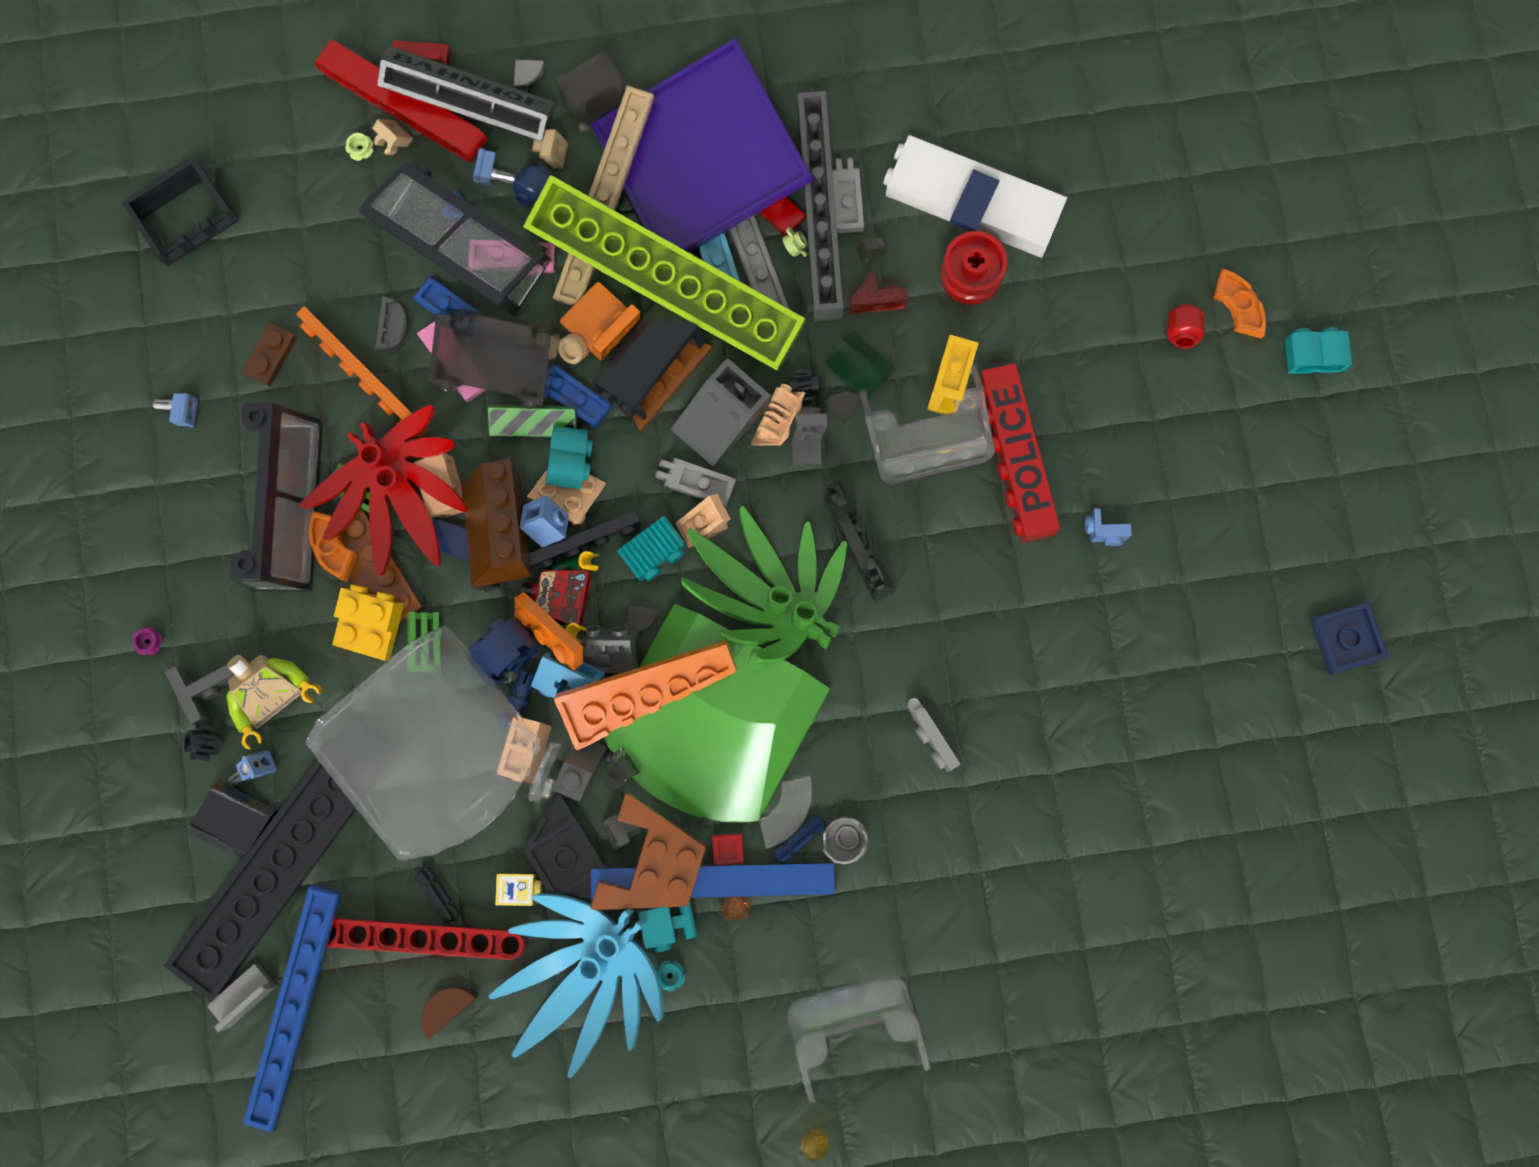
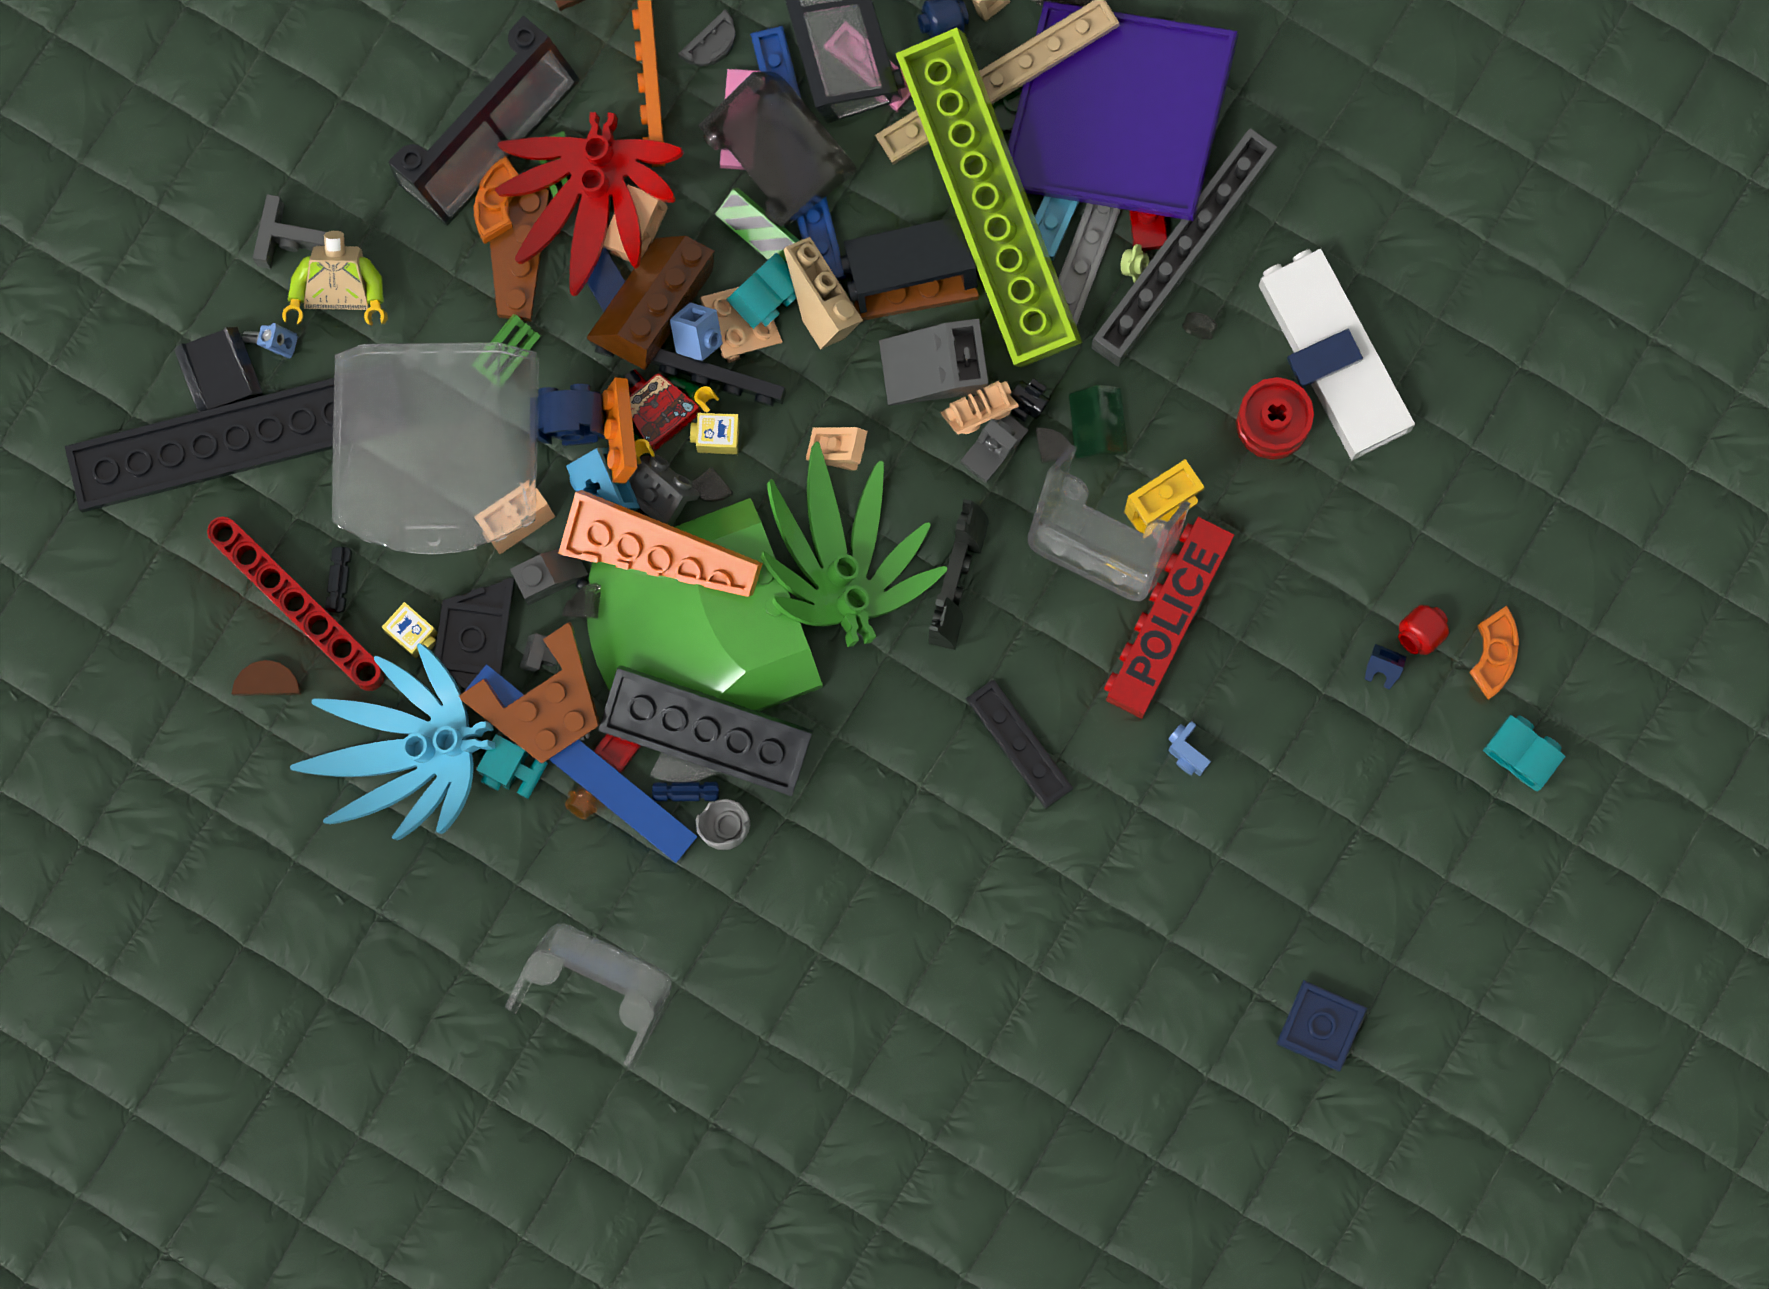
camera: 40 degrees right, 0 degrees up
(139, 641) = (268, 146): magenta plate -> none
(202, 742) = (248, 282): black gear -> none
(241, 997) = (106, 527): light grey panel -> none
(292, 1008) = (143, 570): blue tile -> none
(367, 621) = (472, 293): yellow plate -> none
(521, 691) = (553, 464): dark blue pin -> none
(542, 783) = (506, 555): clear wing -> none
(572, 349) = (854, 196): tan tile -> none
(600, 320) = (898, 190): orange bracket -> none
(609, 431) = (820, 296): none -> tan slope
(614, 579) = (715, 433): none -> brick
(652, 550) = (771, 435): teal brick -> none
(678, 976) = (487, 813): teal plate -> none
(696, 480) = (862, 406): light grey hinge -> none
(780, 787) = (705, 730): none -> black plate
(815, 1145) = (480, 1054): clear yellow plate -> none
(847, 197) = (1218, 259): light grey hinge -> none
(869, 299) = (1156, 369): clear red slope -> none
(929, 733) = (875, 795): light grey hinge -> none
(992, 618) = (1019, 744): none -> black tile
(1180, 366) = (1386, 662): none -> dark blue tile

